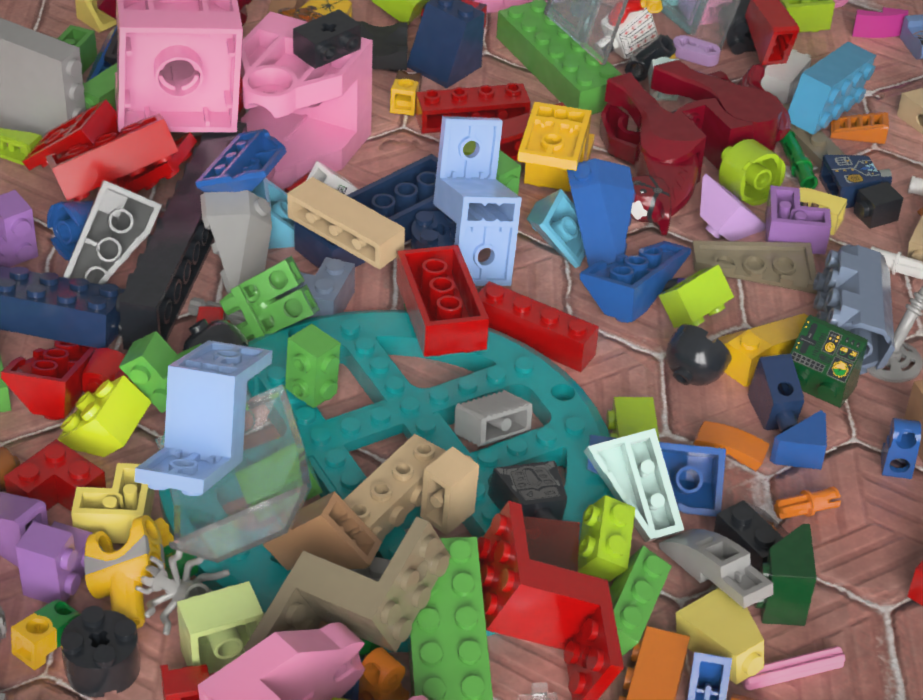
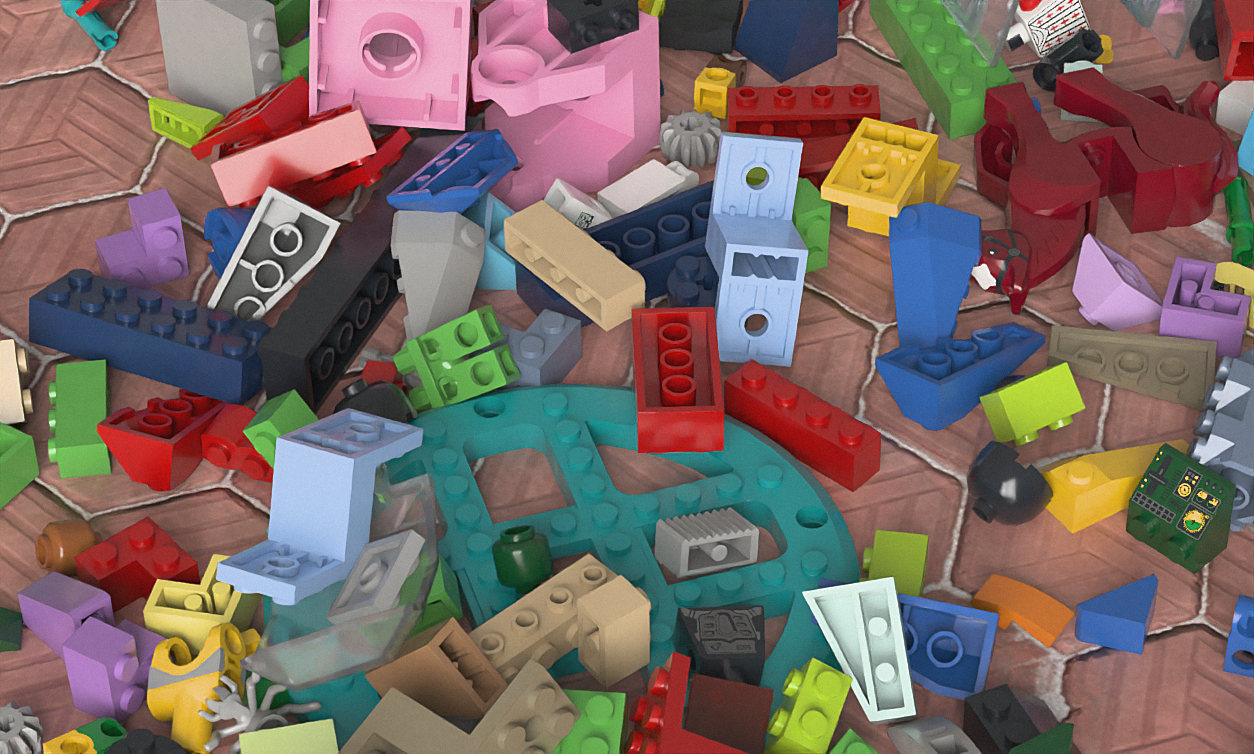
camera: 15 degrees right, 0 degrees up
(105, 418) = (218, 495): neon yellow slope -> none
(260, 469) = (377, 577): none -> light grey plate
(312, 365) = (481, 452): bright green brick -> none
(361, 443) = (522, 558): none -> dark green head
(375, 165) = (646, 186): none -> white brick
(396, 130) = (690, 138): none -> light grey gear
(558, 225) = (869, 288): medium azure slope -> none
(696, 50) = (1144, 52): lavender beam -> none
(750, 170) = (1158, 230): lime brick -> none
(776, 392) = (1100, 563): dark blue torso -> none
(807, 503) = (1102, 697): orange axle -> none

